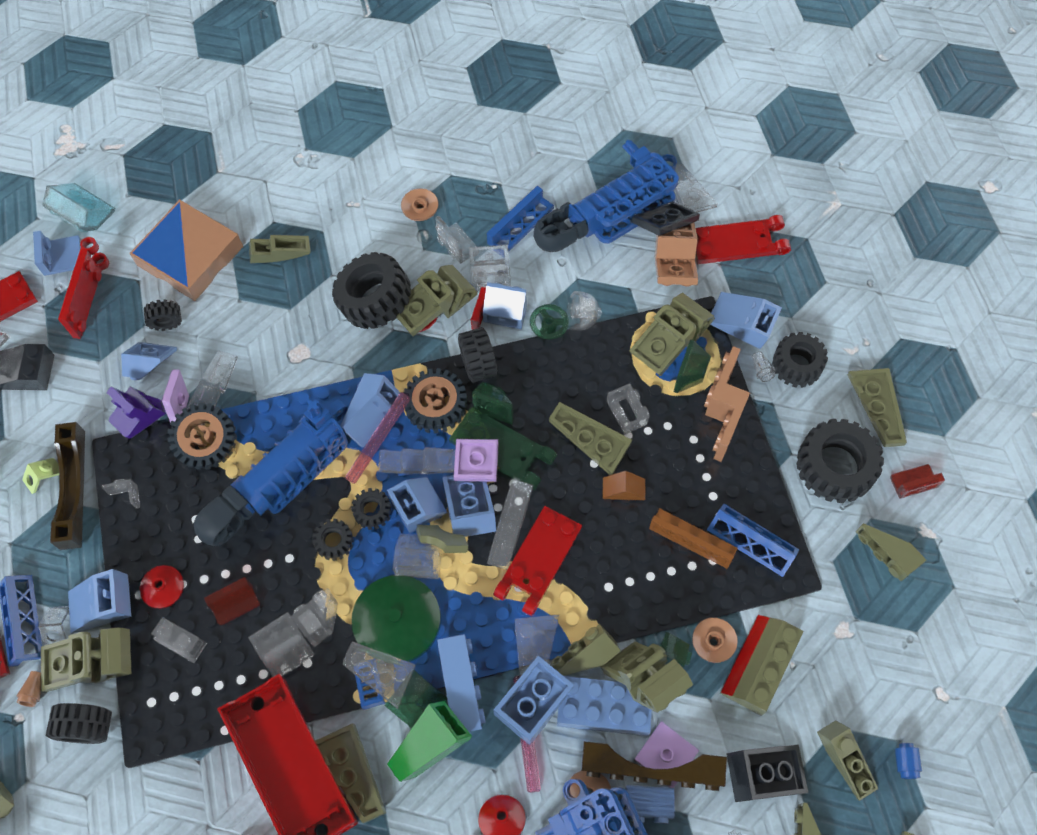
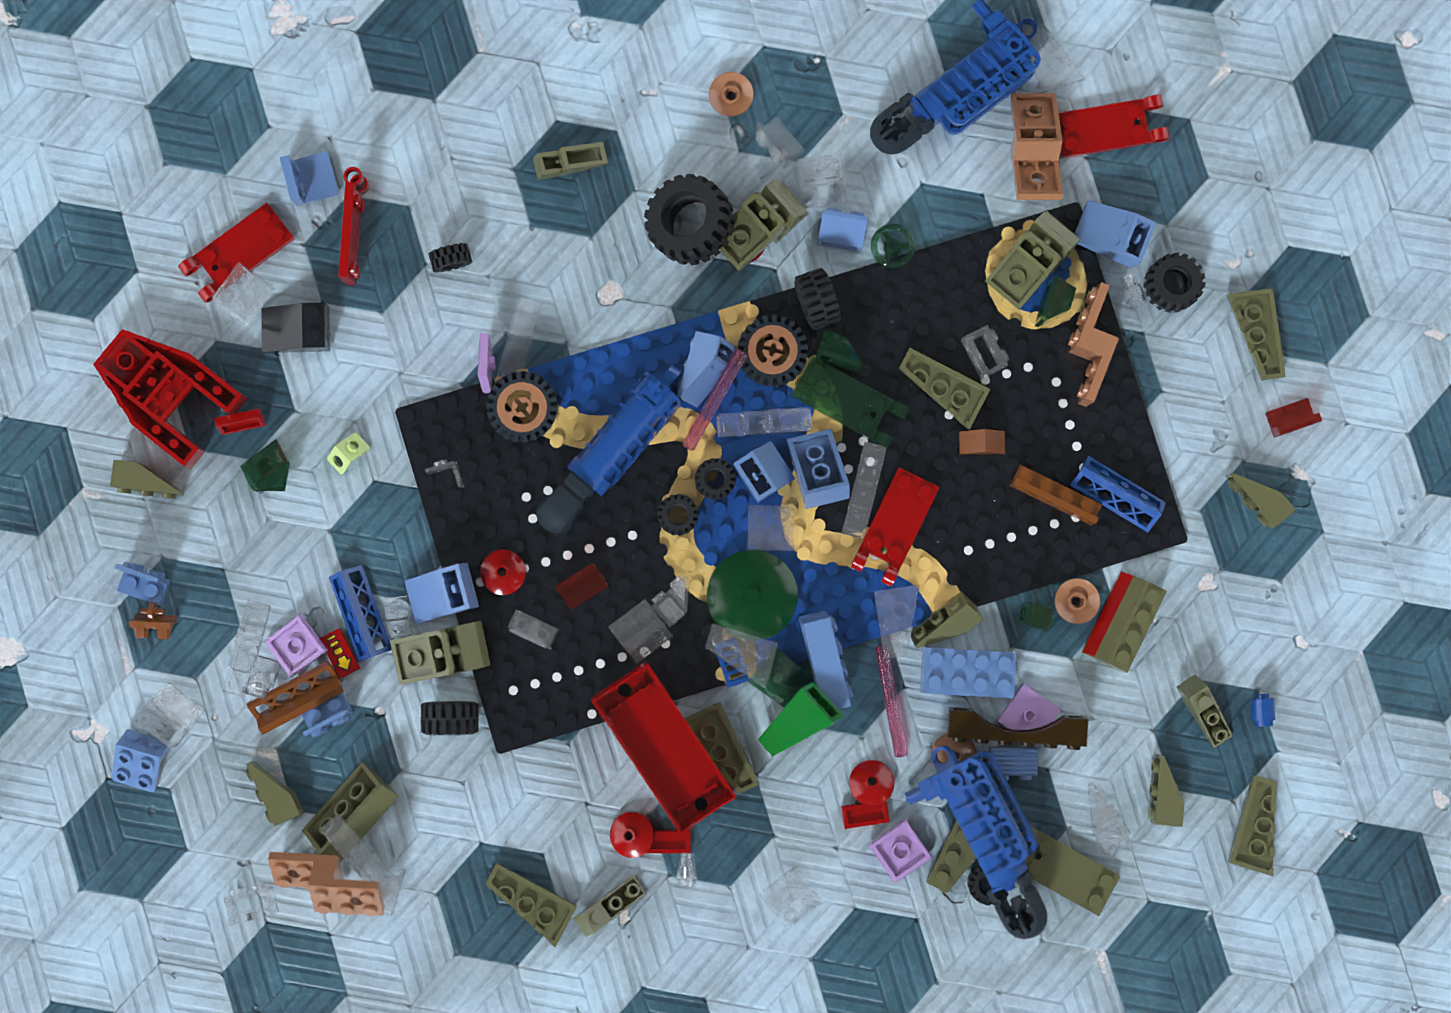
camera: 10 degrees left, 20 degrees up
(31, 690) = (388, 684): nougat cone -> none
(68, 518) = (388, 488): dark brown arch -> none
(77, 206) = (318, 112): clear light blue slope -> none
(134, 410) = (440, 377): dark purple piece -> none
(144, 358) = (440, 311): medium blue slope -> none
(186, 249) = (462, 167): nougat tile -> none
(446, 541) = (803, 516): olive tile -> none
(476, 460) = (823, 421): lavender plate -> none
(477, 315) = (813, 230): red tile -> none
(516, 215) = (848, 104): blue fence -> none
(533, 700) = (899, 673): medium blue slope -> none
(583, 311) = (930, 232): clear cylinder -> none
(648, 676) = (1011, 645): olive piece -> none
(665, 218) = (1024, 108): black tile -> none
(766, 773) = (1126, 728): black slope -> none
(854, 441) = (1238, 389): black tyre -> none

